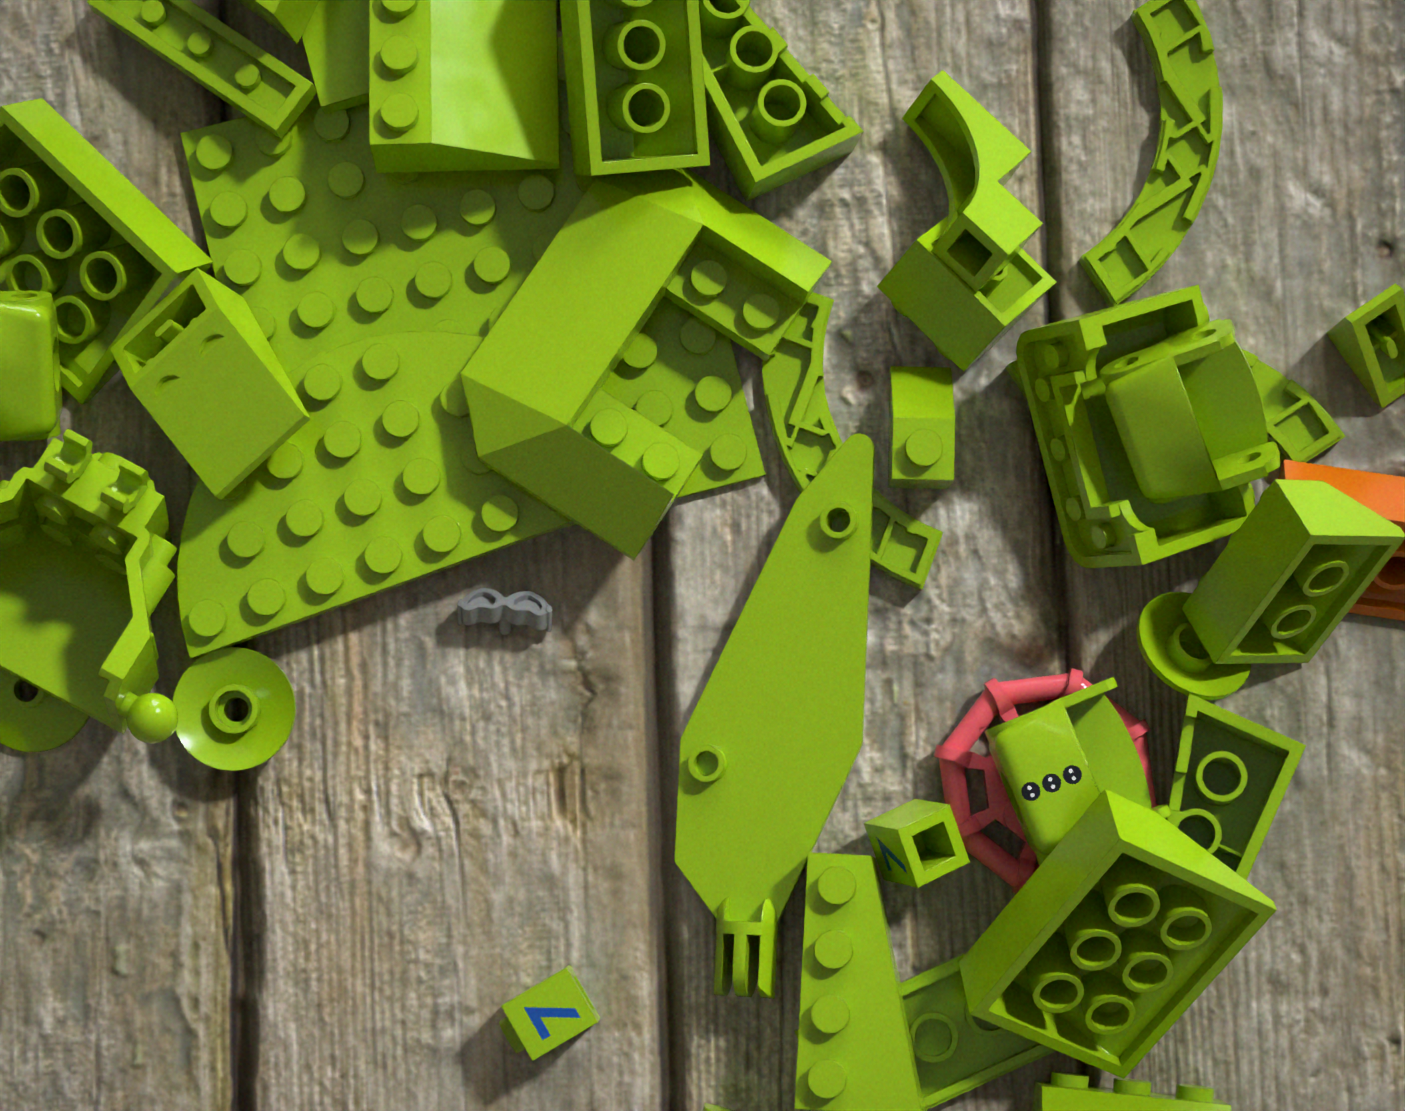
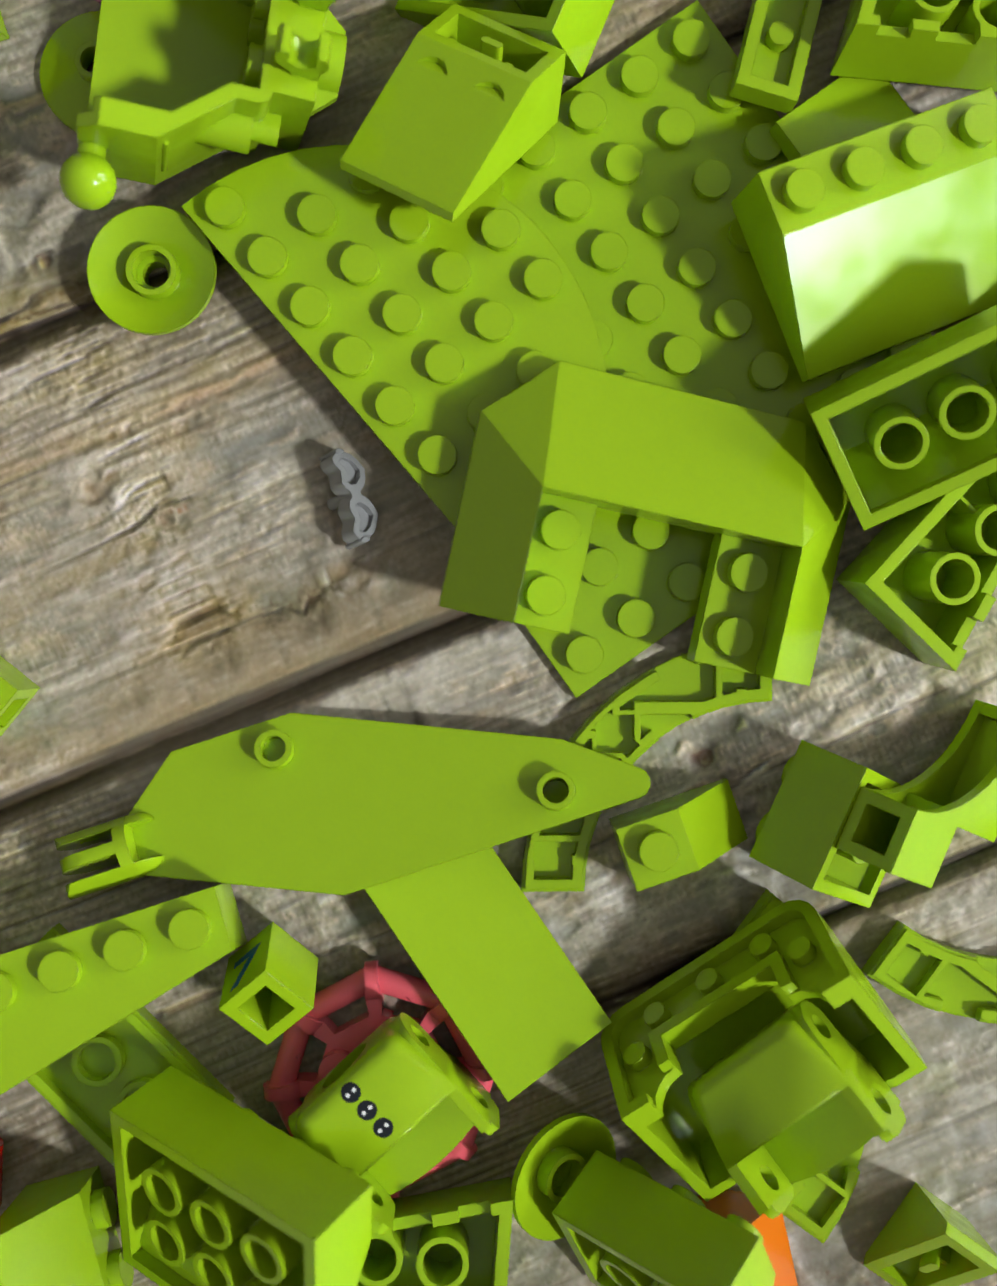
camera: 70 degrees right, 5 degrees up
(975, 639) = (492, 966): none -> lime tile

